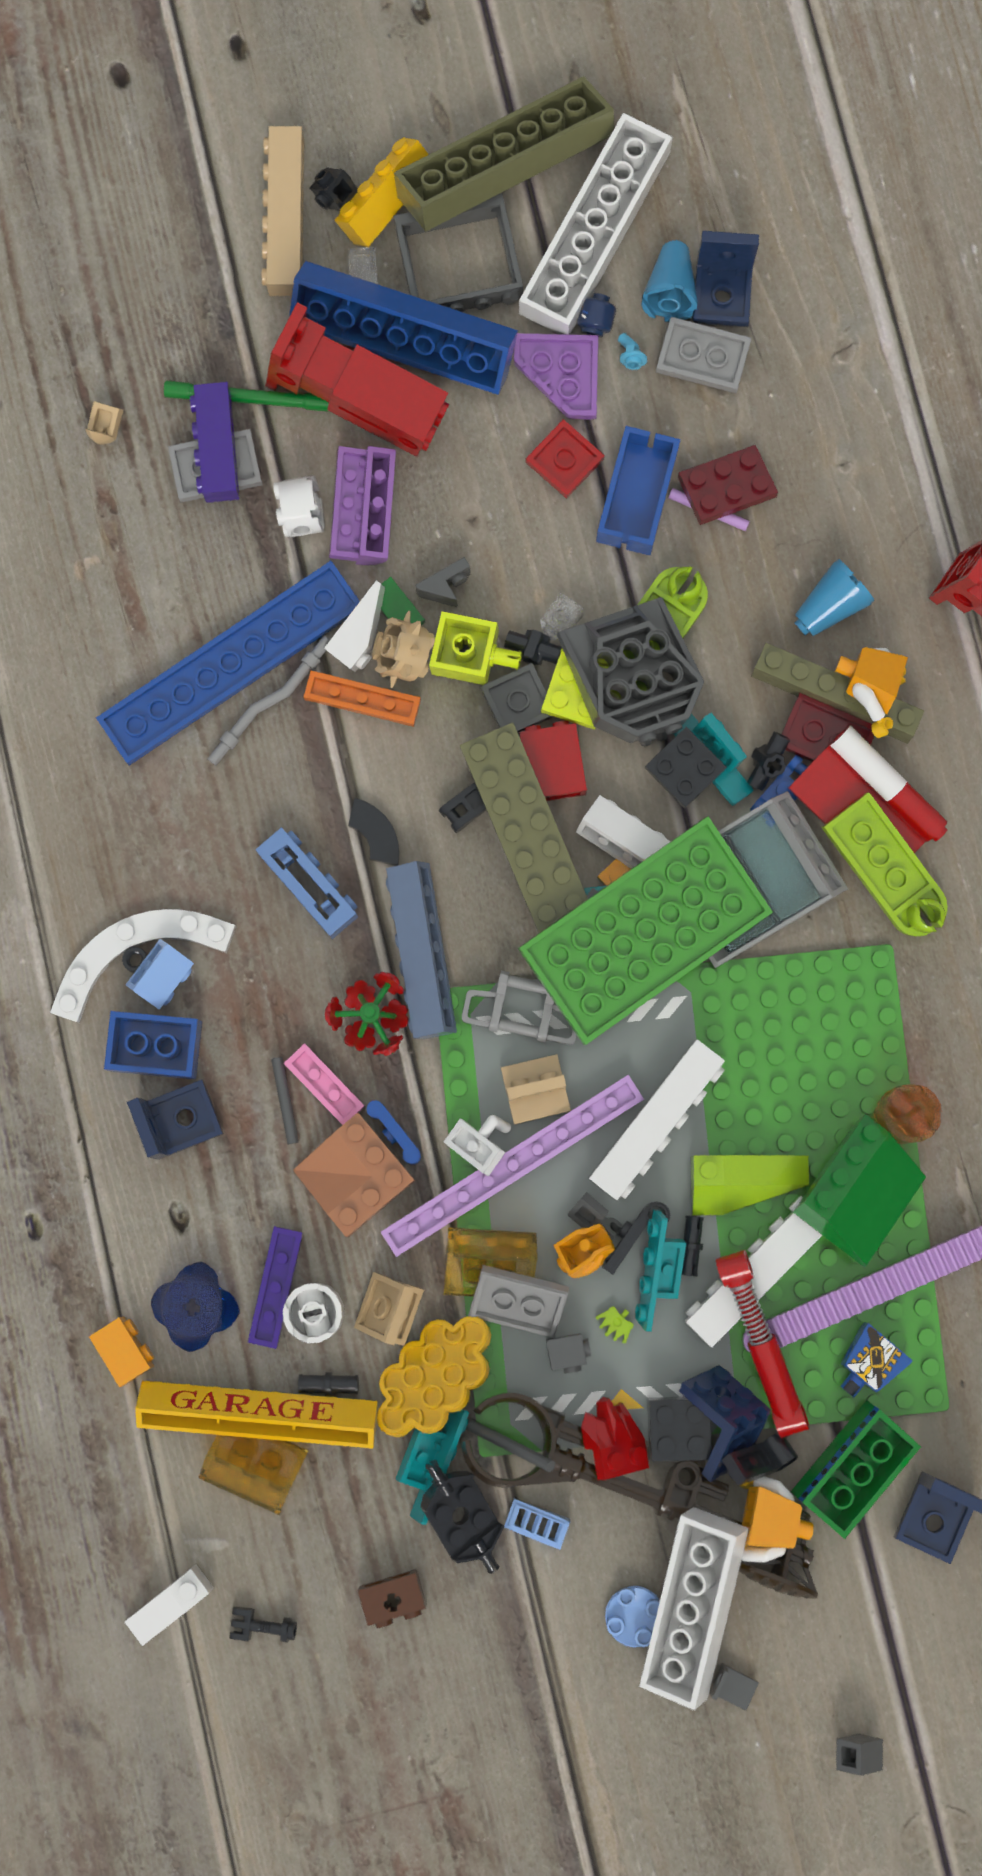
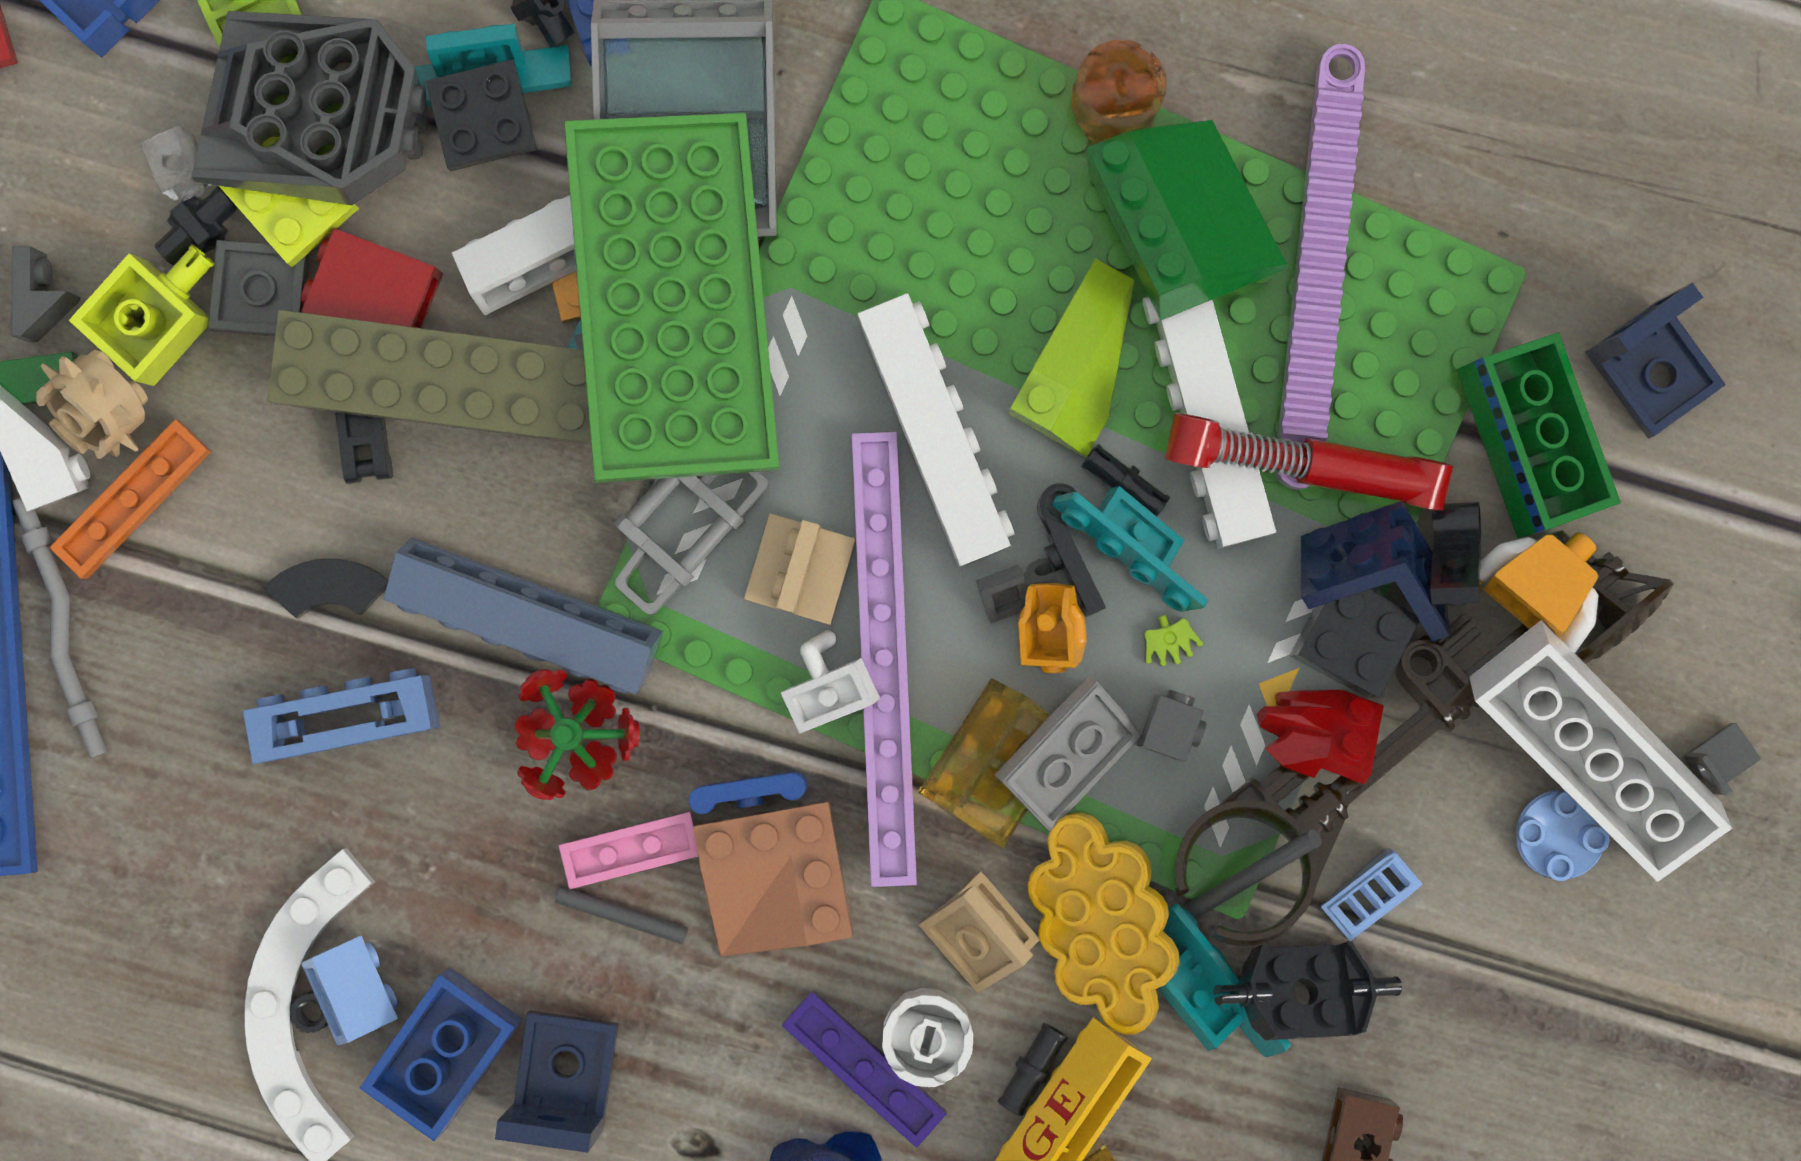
camera: 60 degrees left, 5 degrees up
(871, 1361) = (1411, 332): torso -> none

